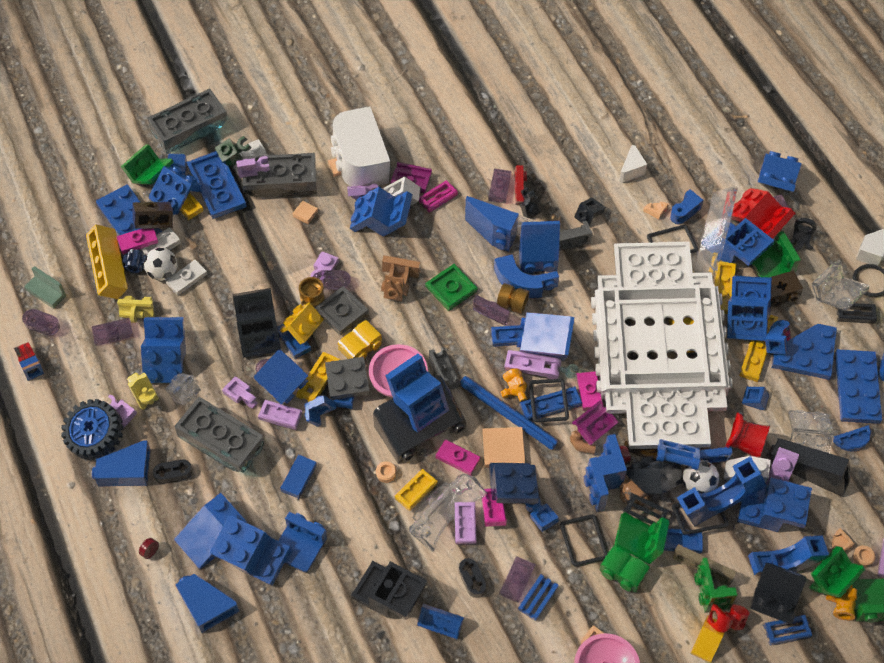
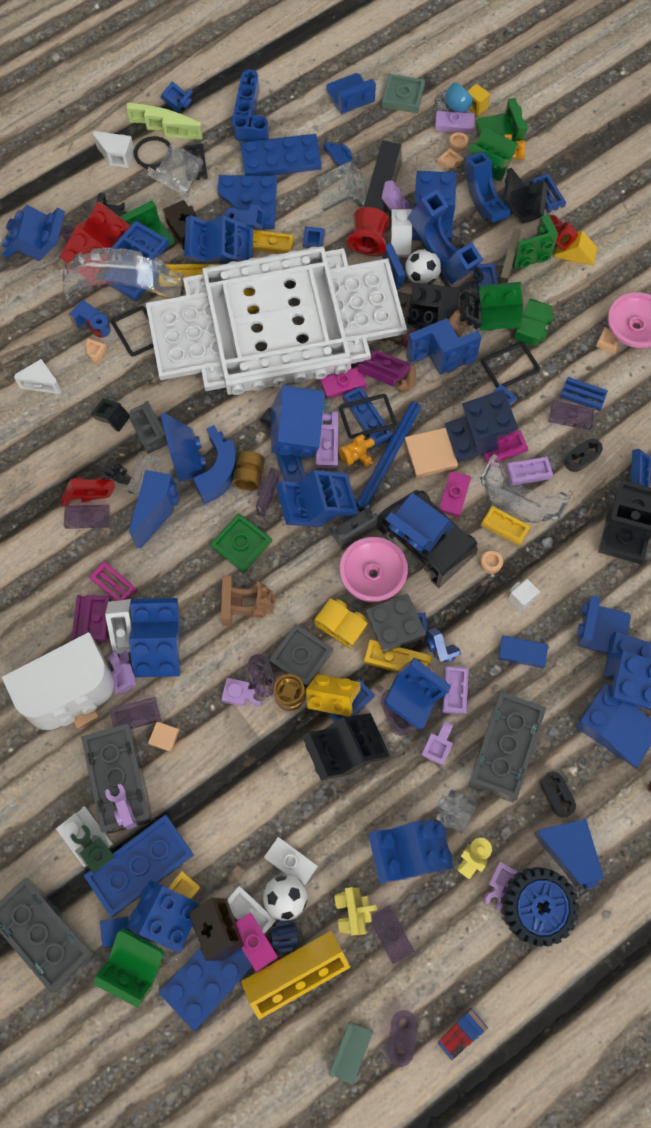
camera: 100 degrees left, 10 degrees up
(326, 195) = (136, 713): none -> clear purple plate
(346, 485) = (523, 595): none -> white plate
(472, 341) = (316, 498): none -> blue bracket
(678, 453) = (407, 279): blue plate -> none

